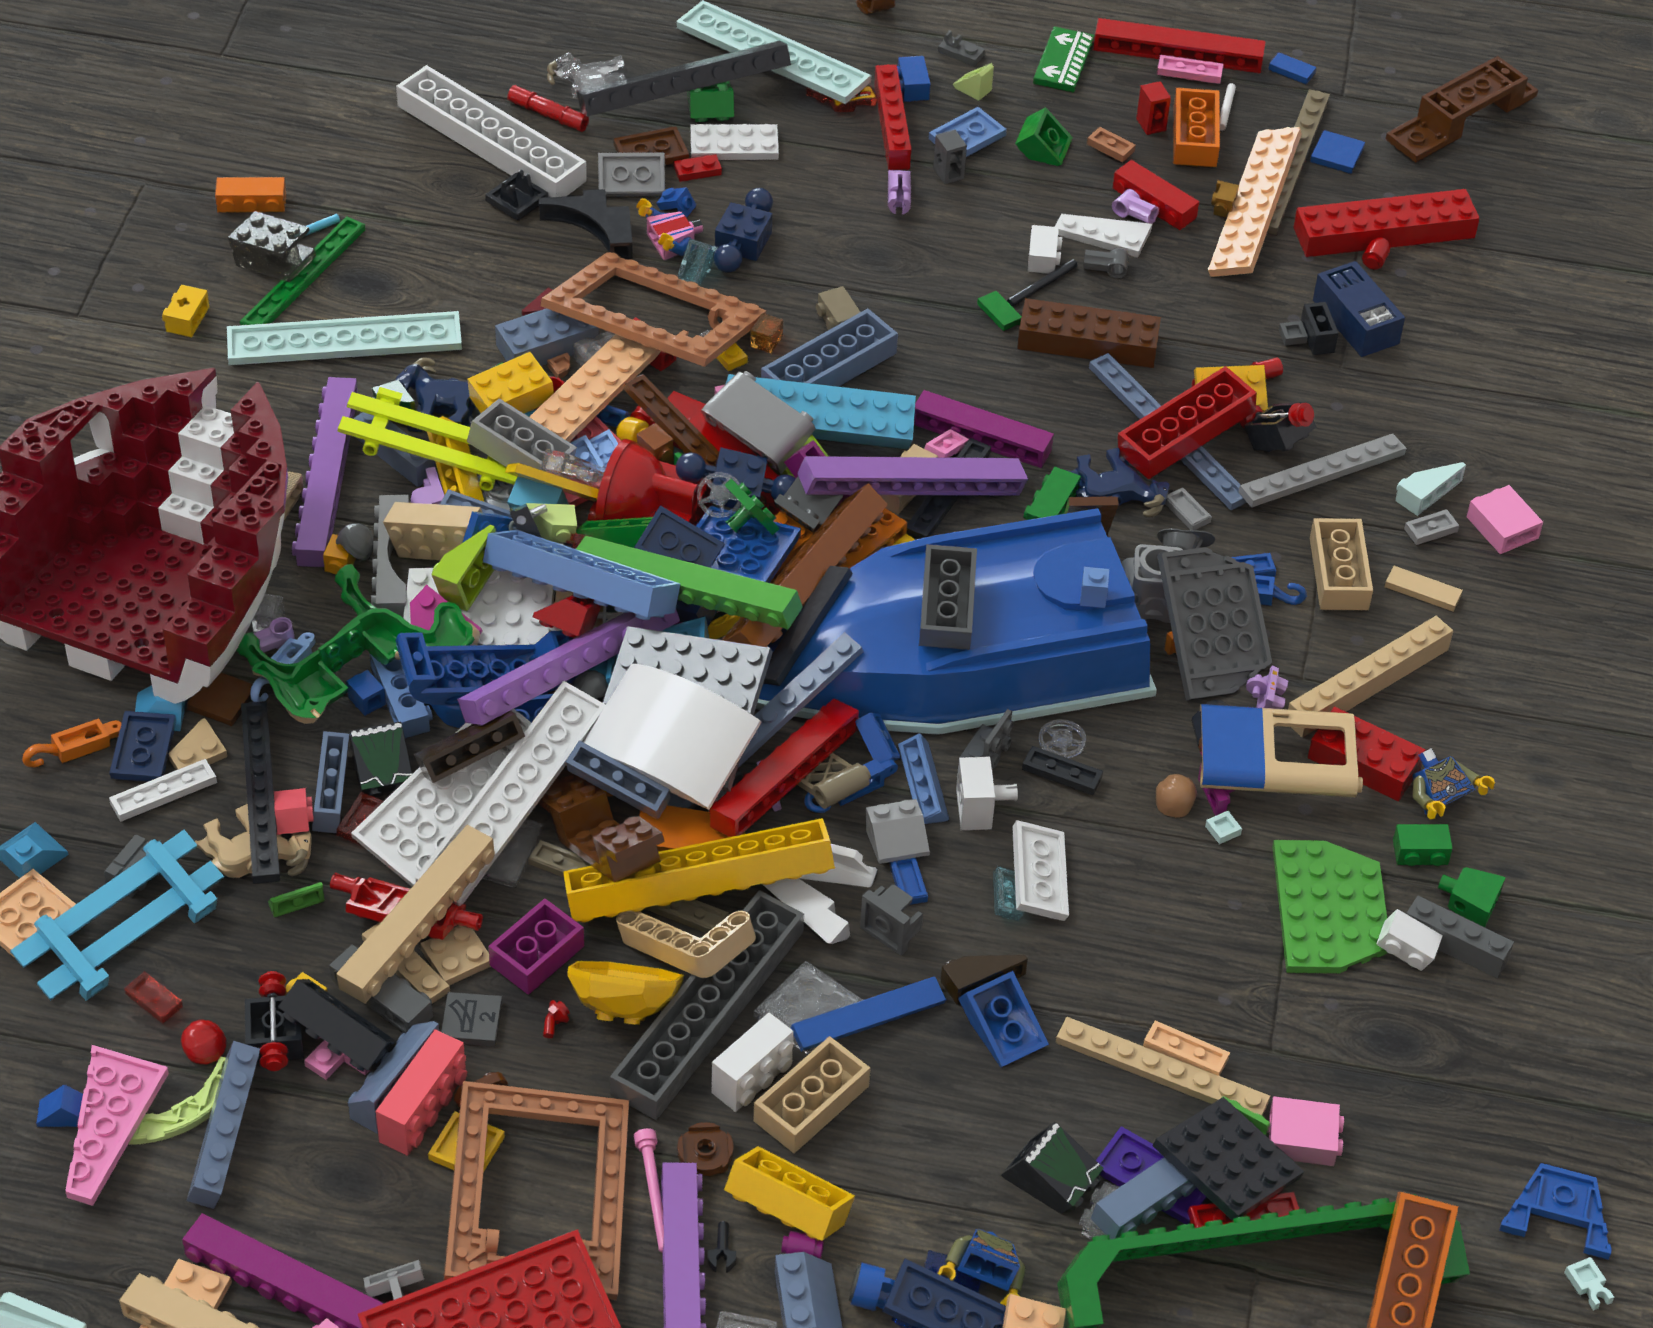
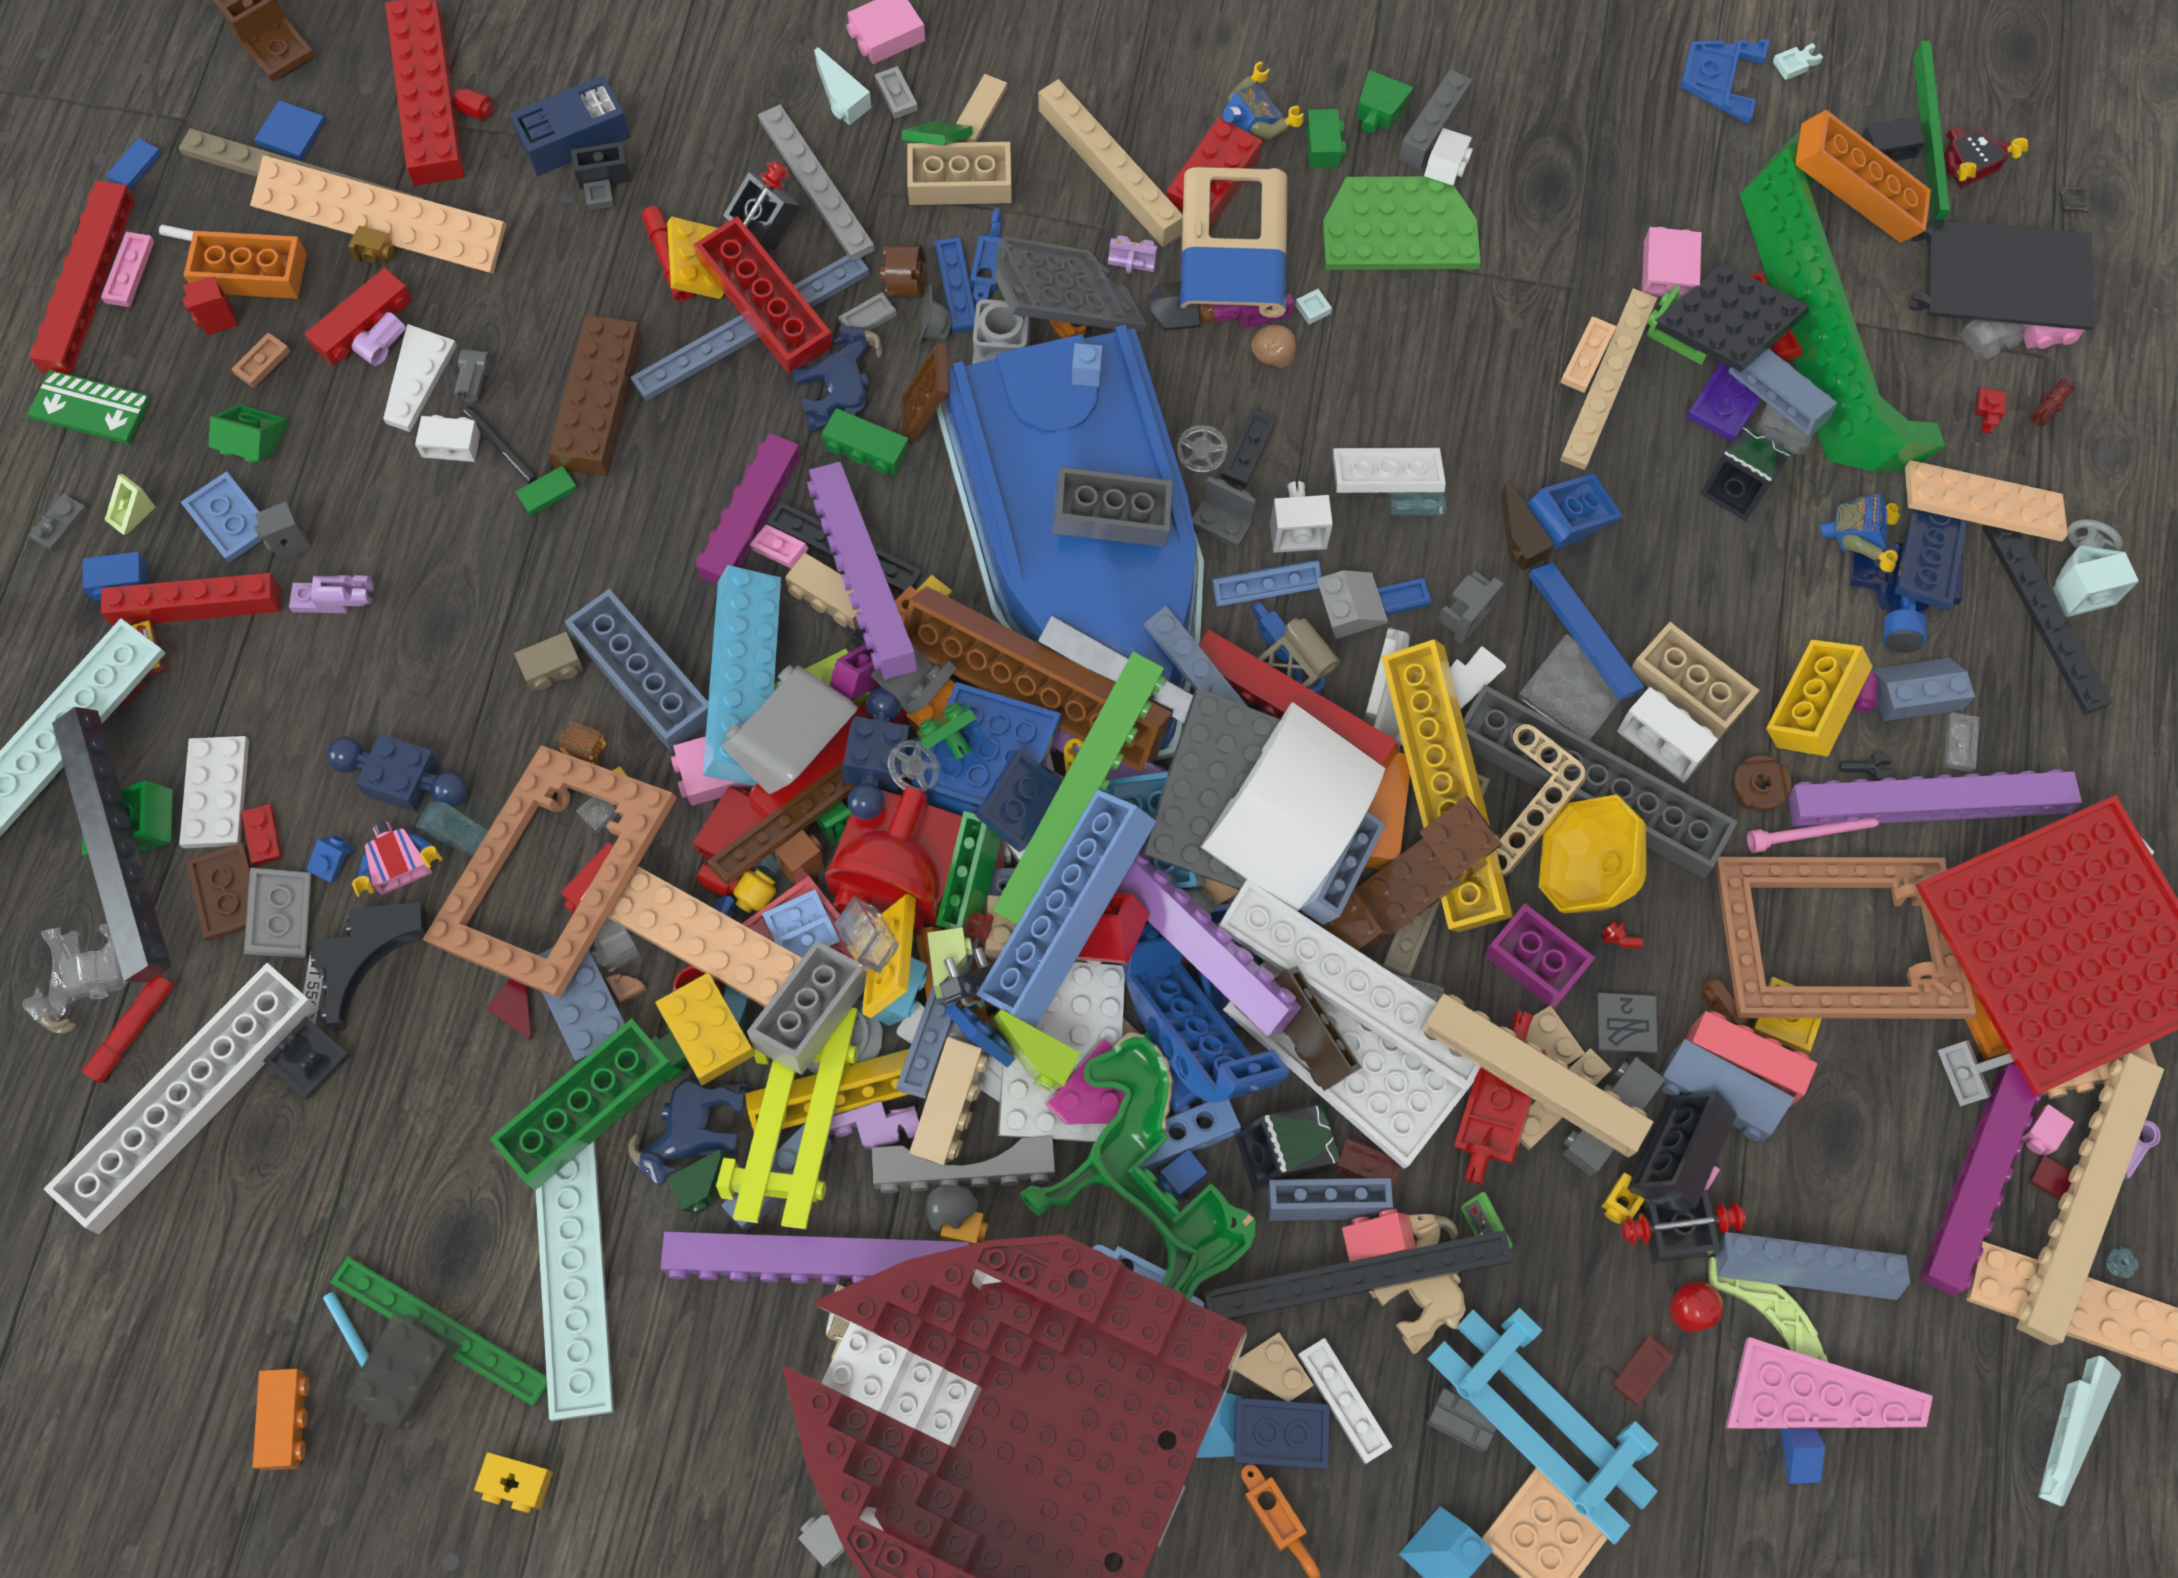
camera: 90 degrees left, 20 degrees up
(456, 324) = (582, 1104): none -> green brick
(877, 738) = (1227, 619): blue slope -> none
(1229, 522) = (904, 271): none -> reddish brown brick
(1381, 545) = (937, 133): none -> green tile

